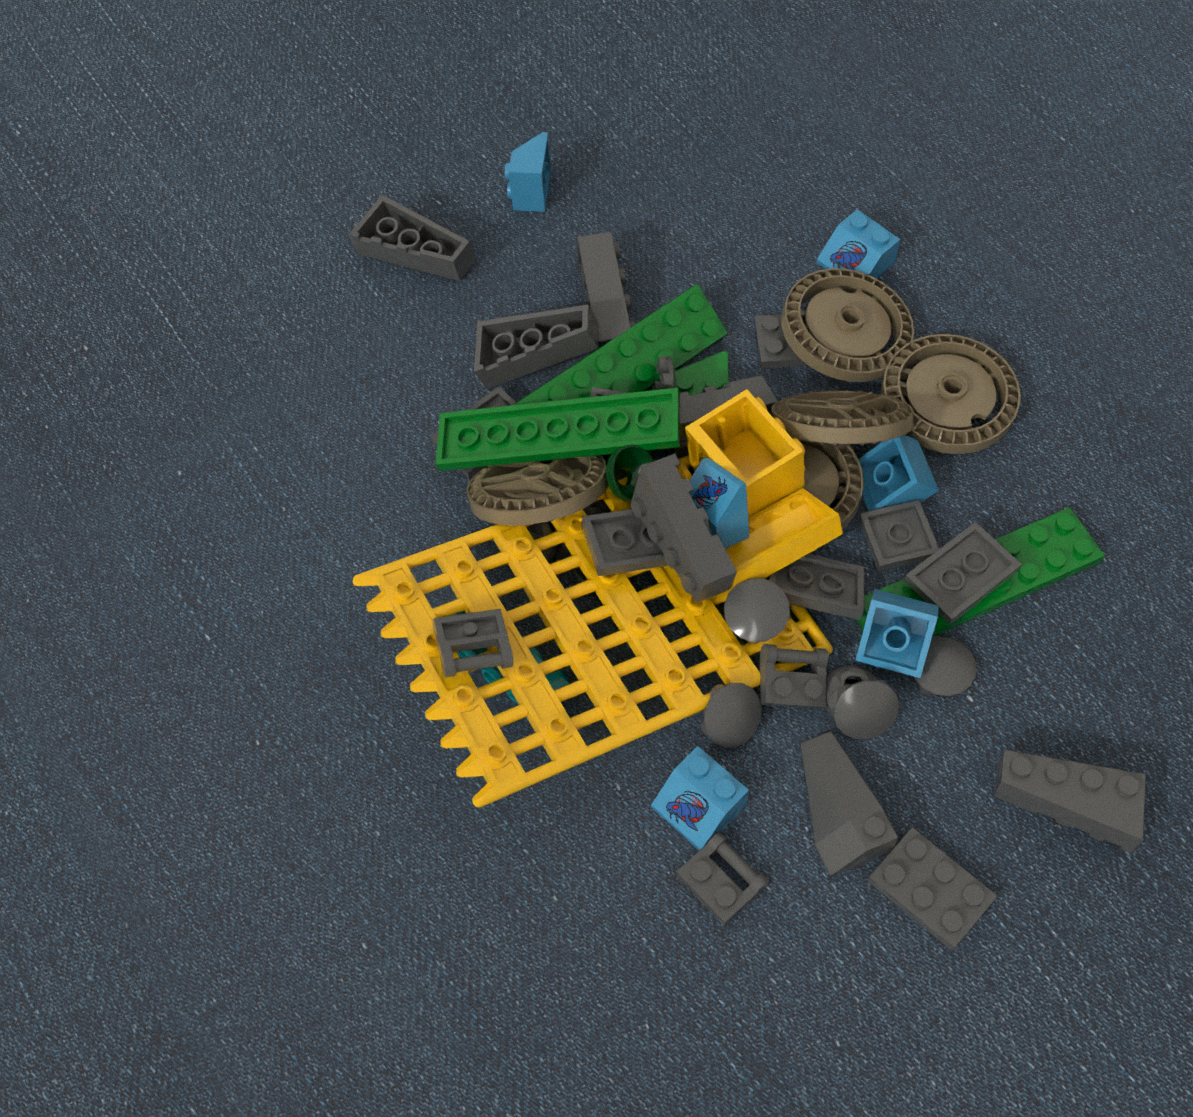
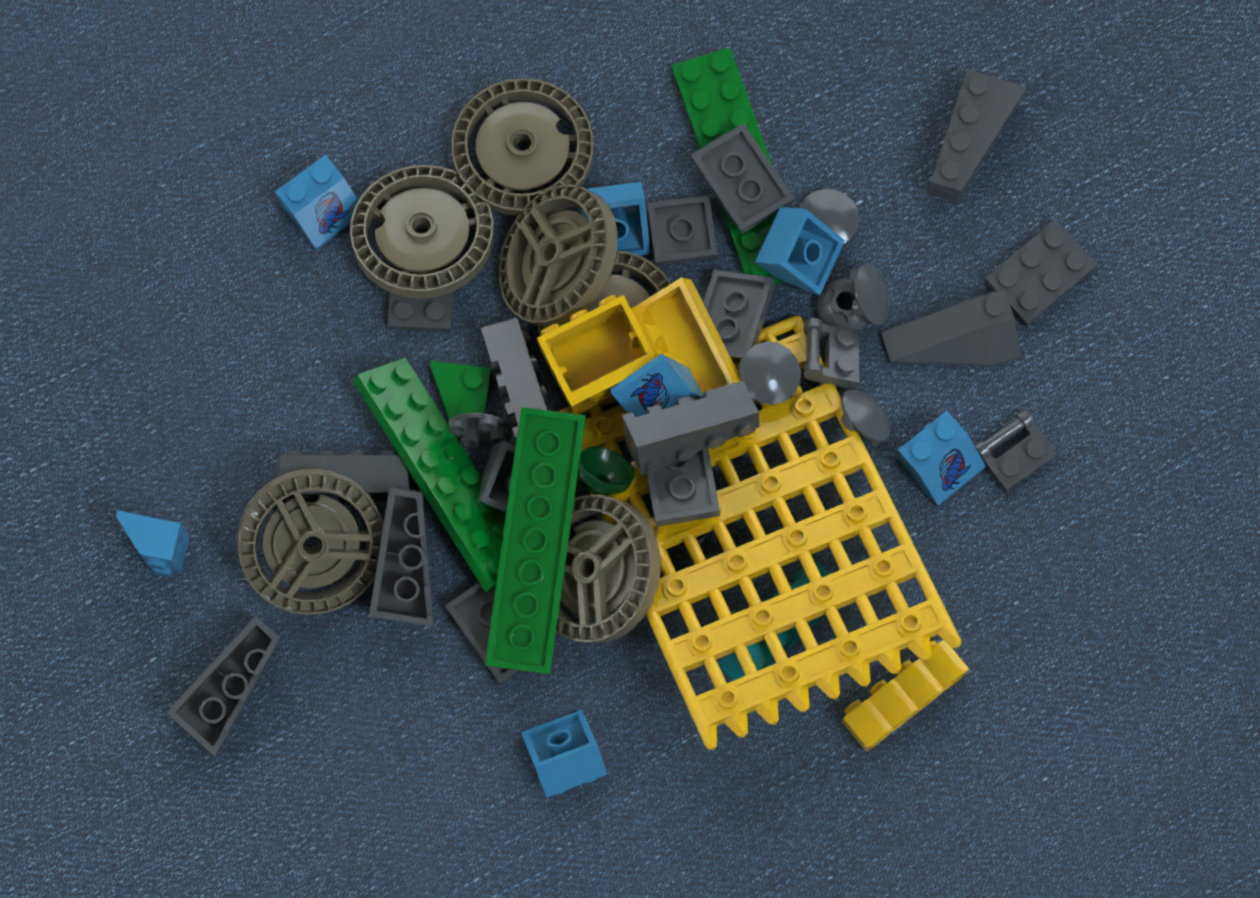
camera: 85 degrees left, 15 degrees up
(367, 494) = (564, 753): none -> dark azure slope
(435, 783) = (904, 695): none -> yellow brick
(468, 633) = (788, 633): dark grey plate -> none
(540, 265) = (296, 522): none -> dark tan piece

